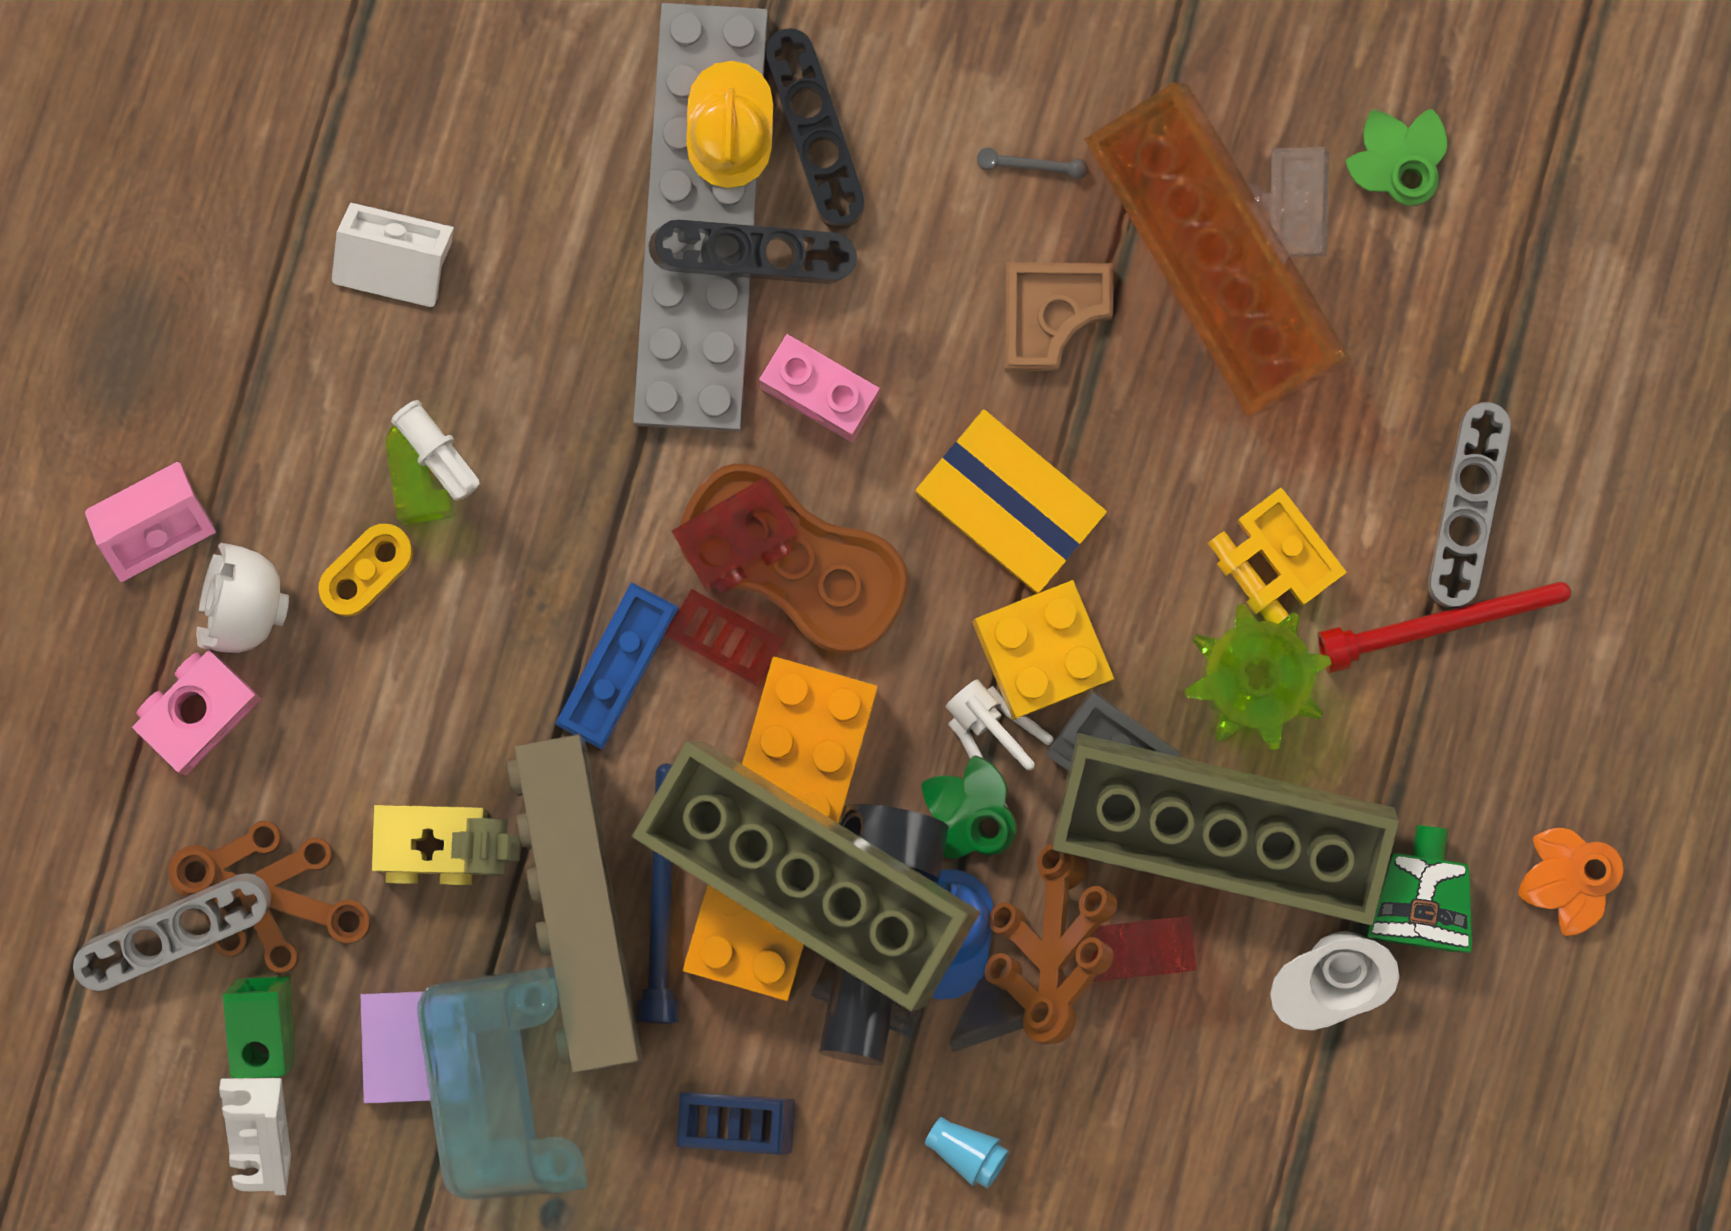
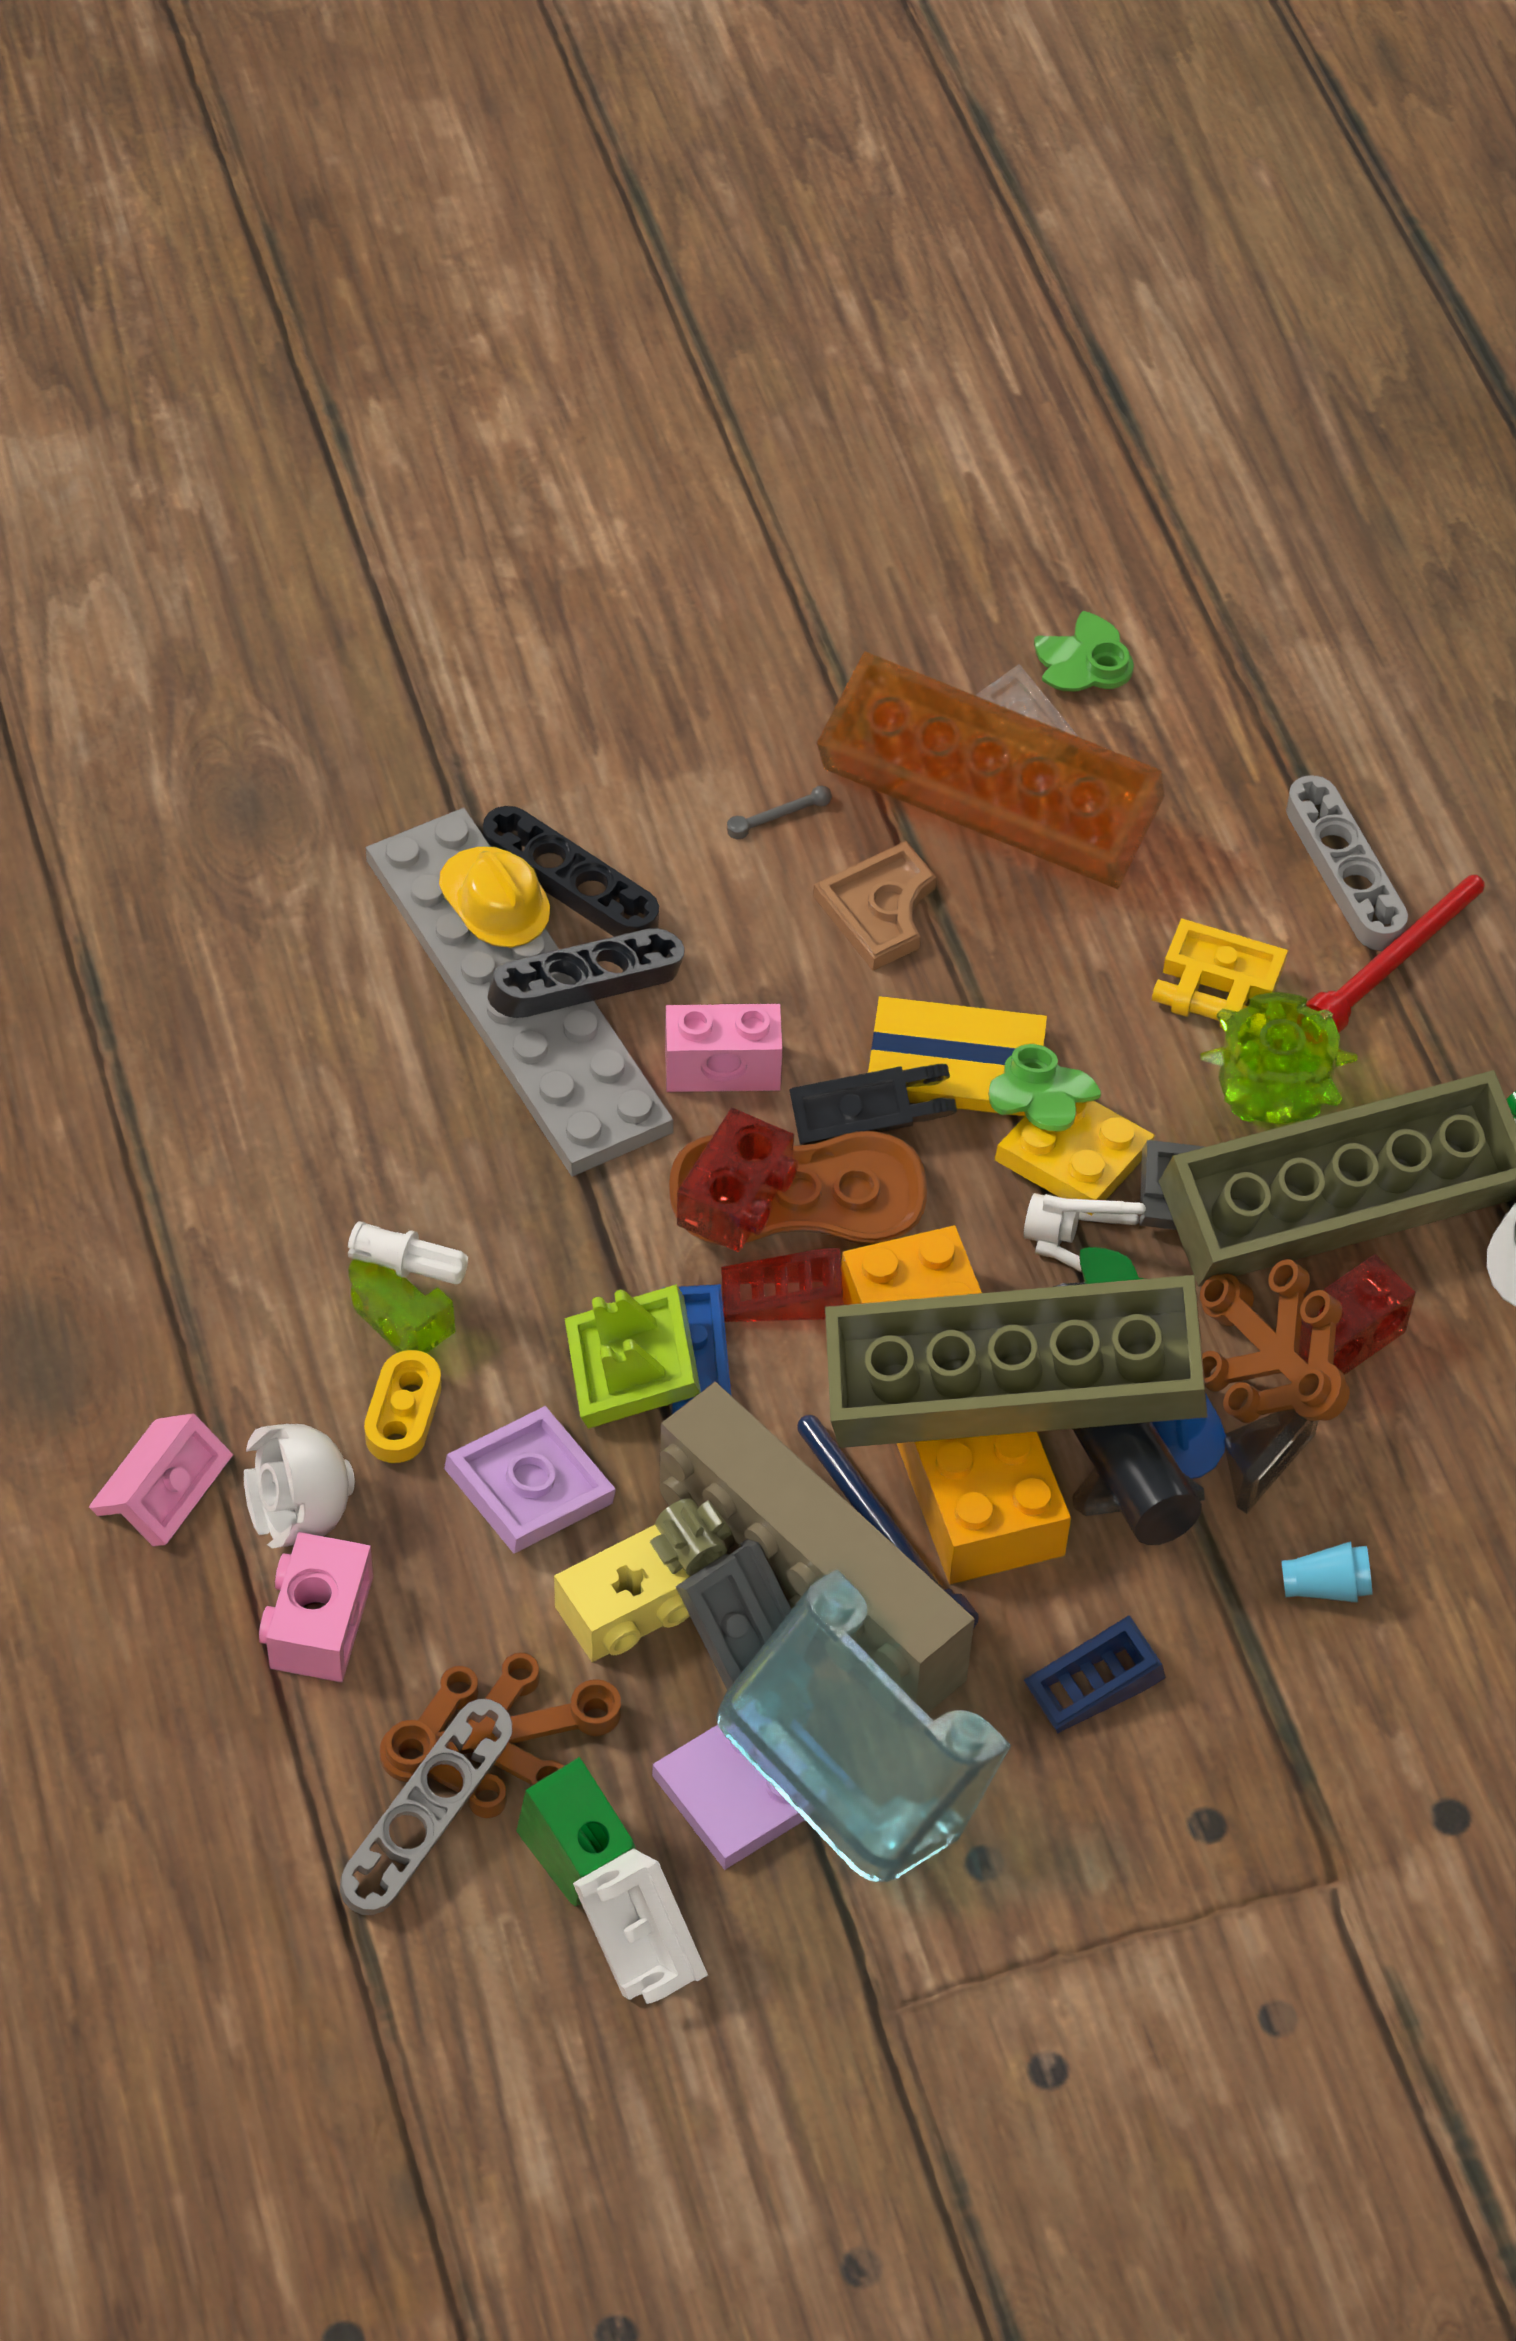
camera: 35 degrees left, 30 degrees down
(390, 254) = (251, 1153): white panel -> none
(422, 693) = (529, 1479): none -> lavender plate
(493, 923) = (735, 1607): none -> dark grey plate
(562, 637) = (632, 1355): none -> lime plate
(900, 513) = (867, 1103): none -> black hinge
(1037, 599) = (1041, 1088): none -> bright green plate

